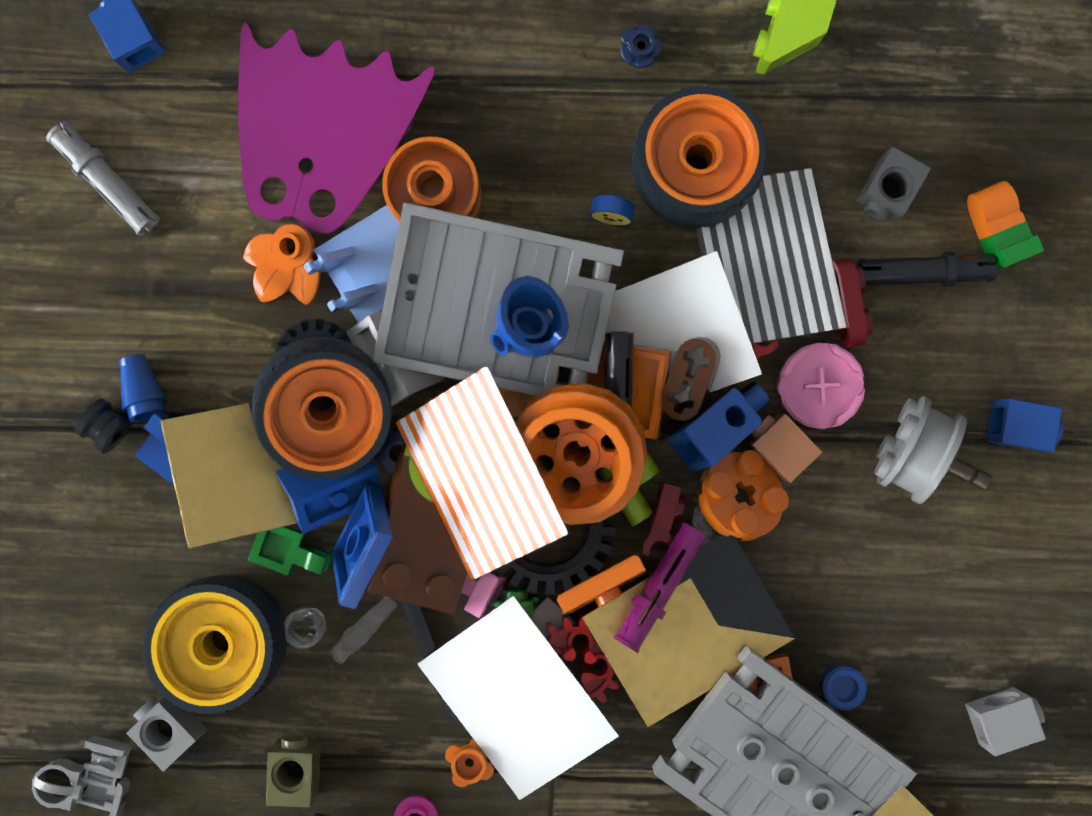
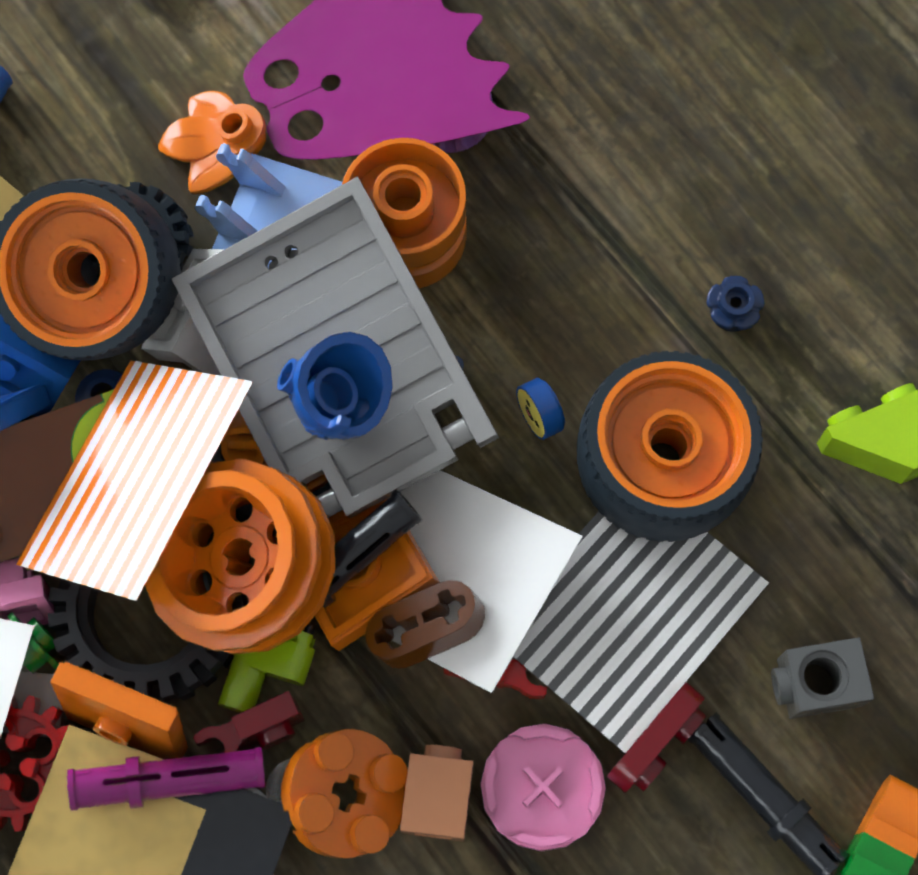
camera: 55 degrees right, 15 degrees down
(718, 427) = (375, 701): blue torso -> none

